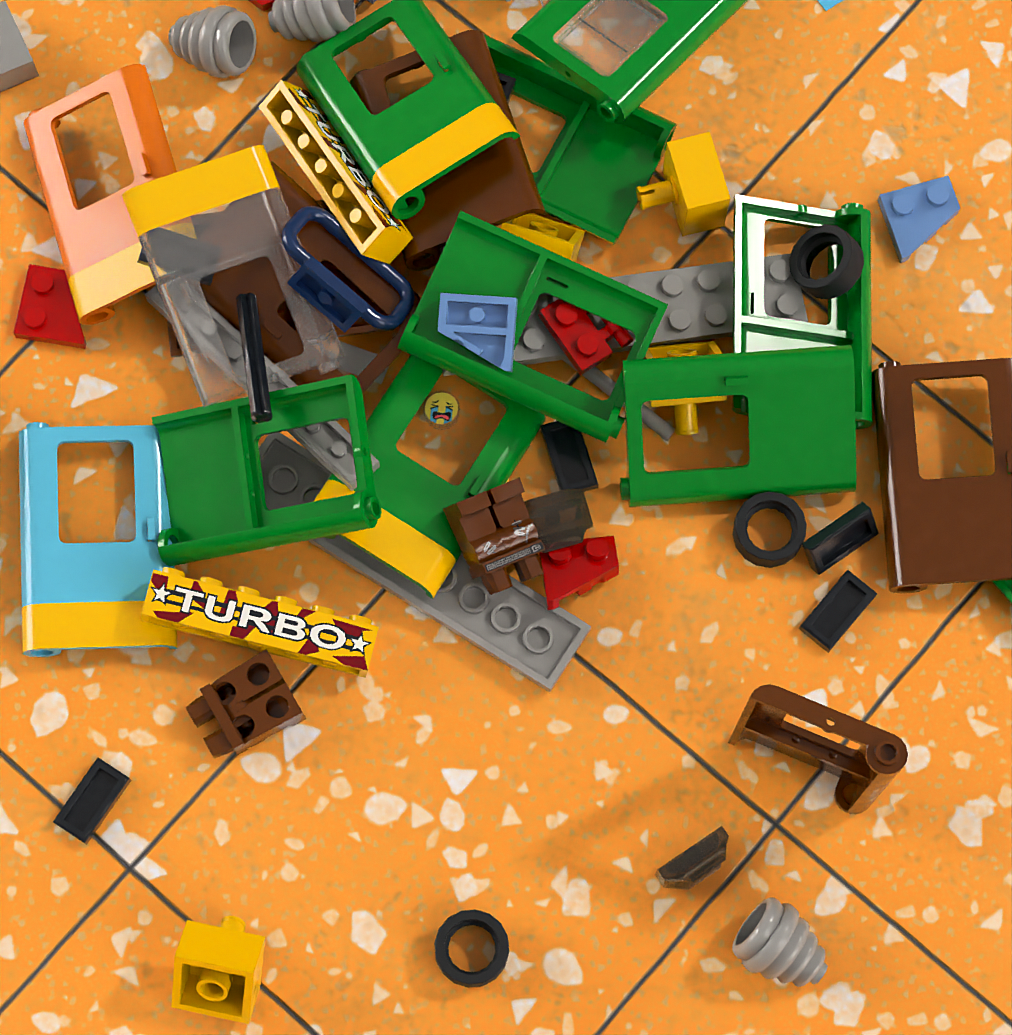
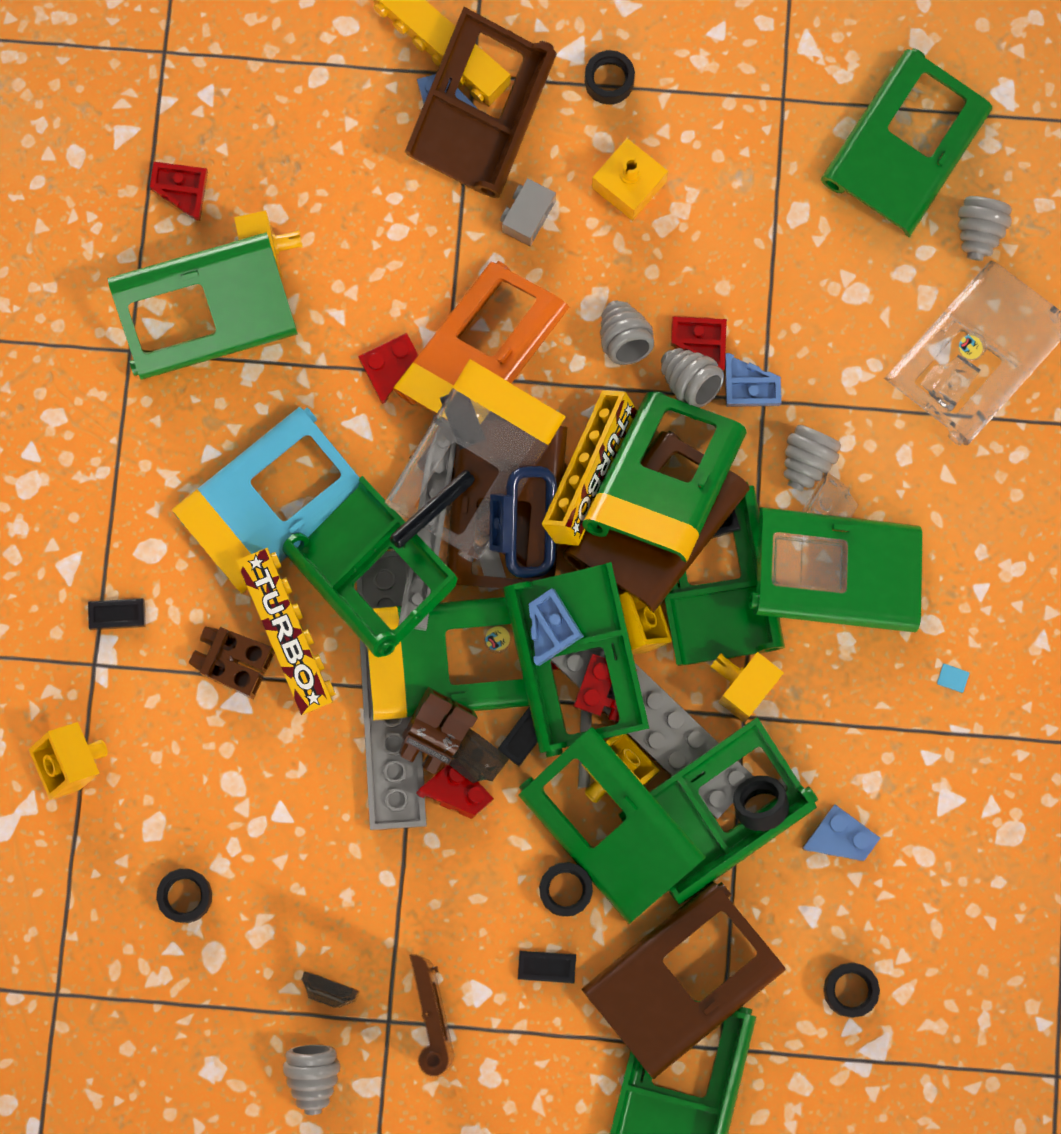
camera: 55 degrees right, 5 degrees up
(840, 538) = (591, 936): black tile -> none

